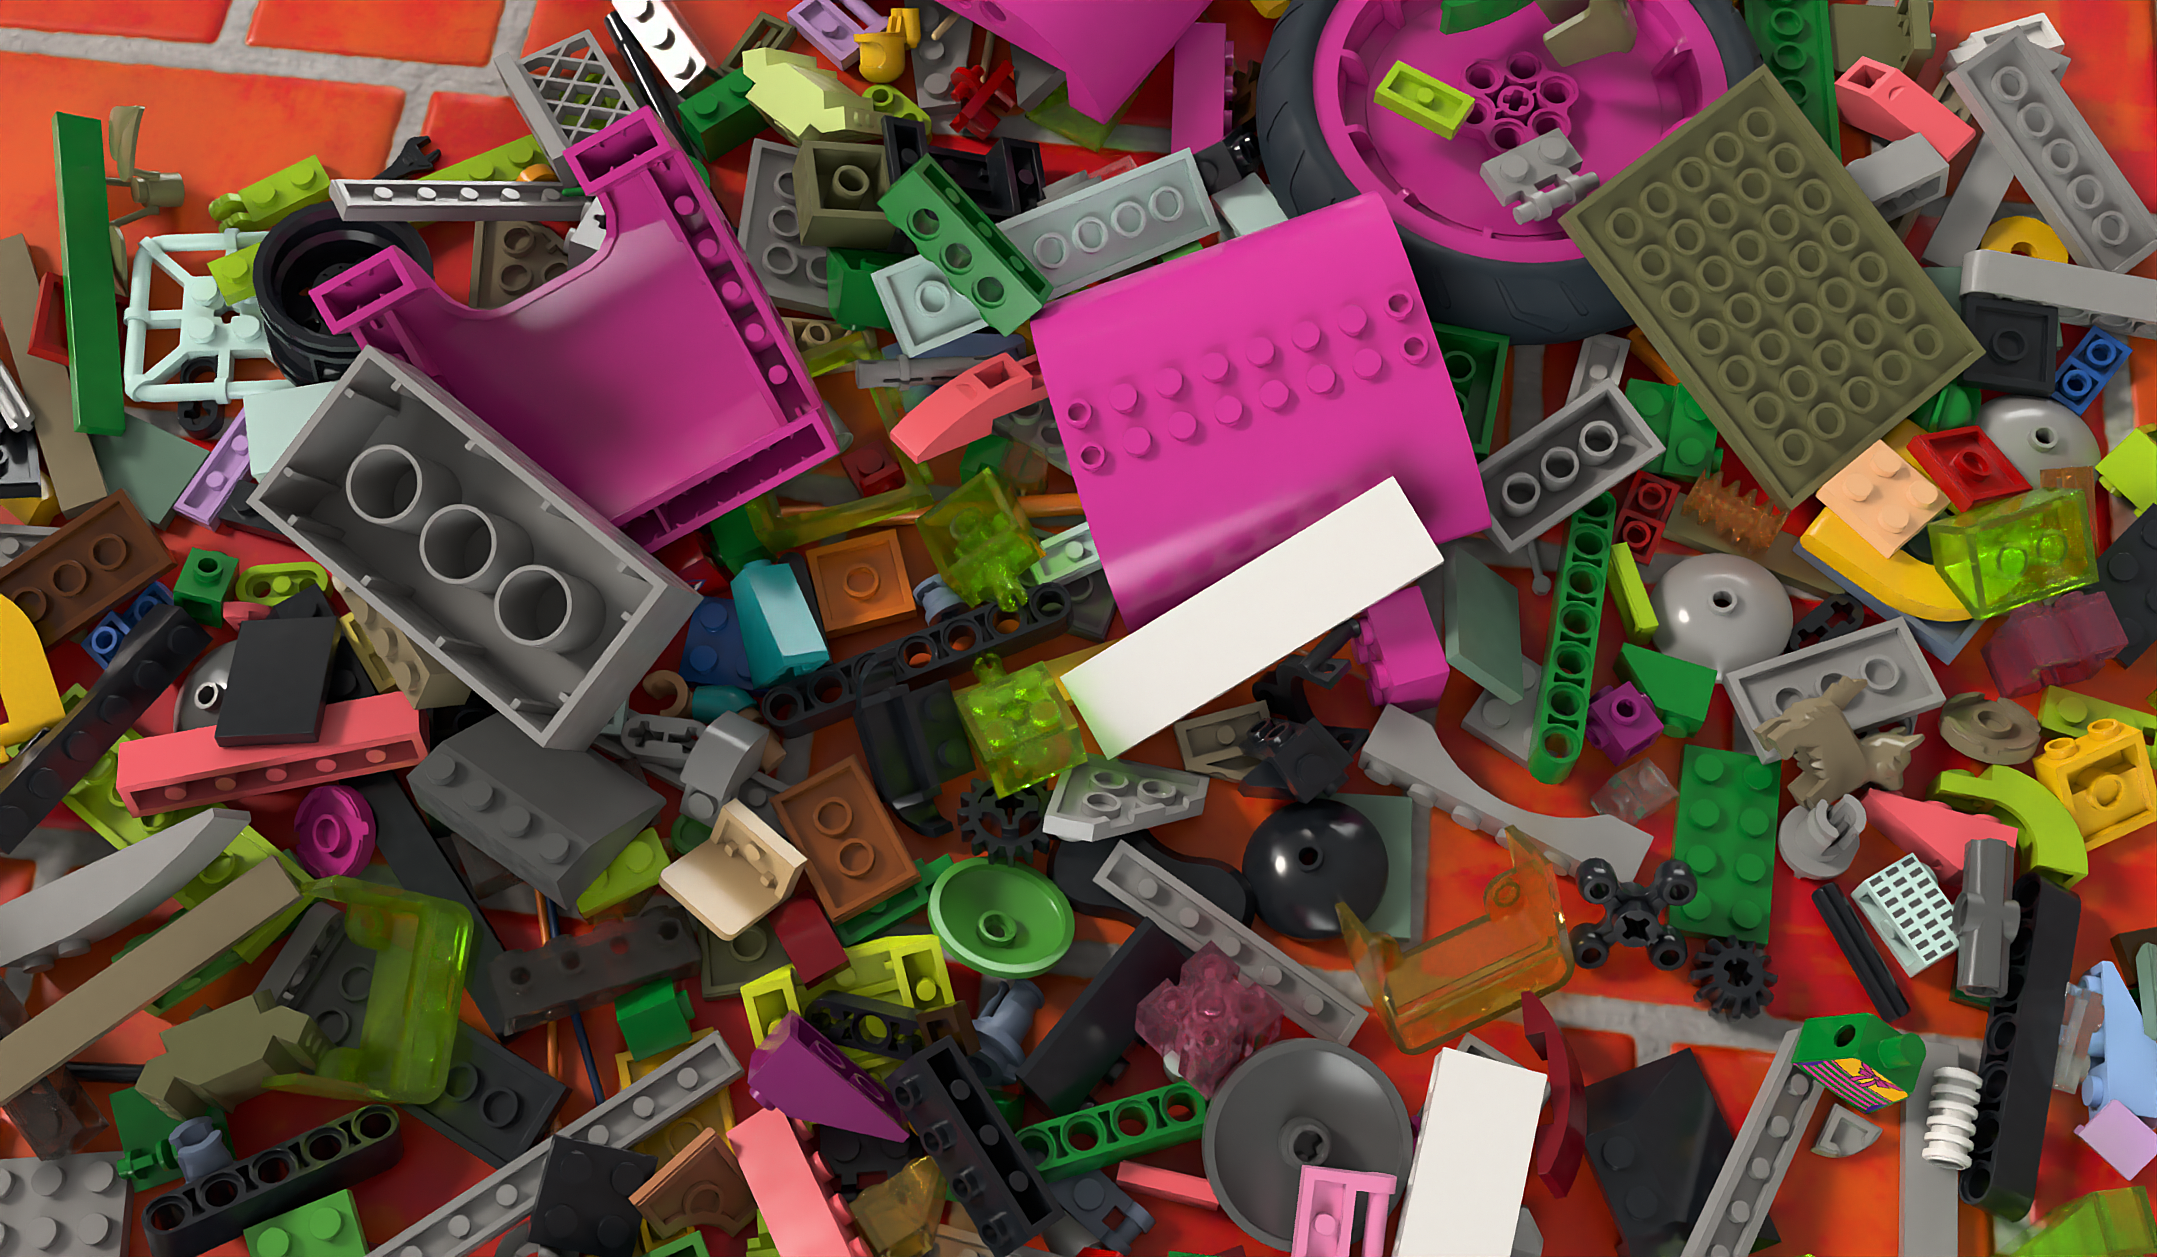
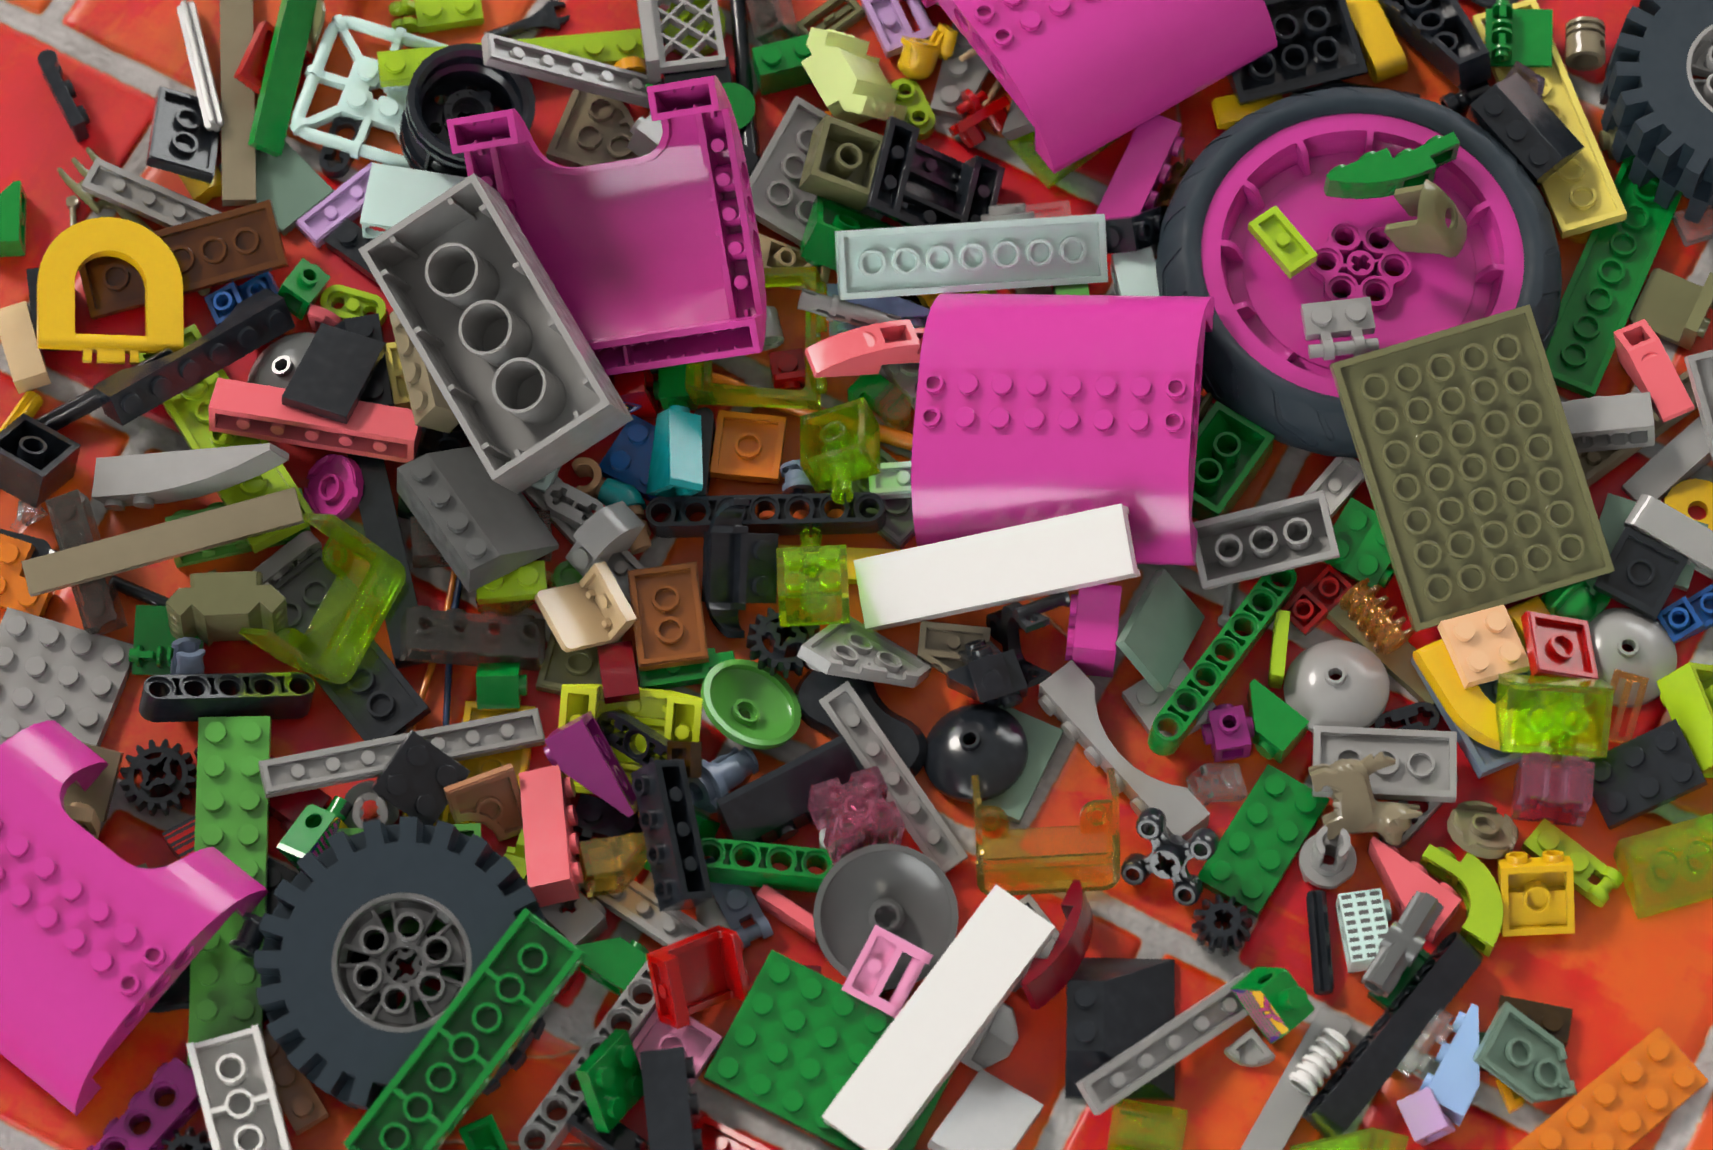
camera: 20 degrees right, 0 degrees up
(965, 223) = (906, 236): green brick -> none

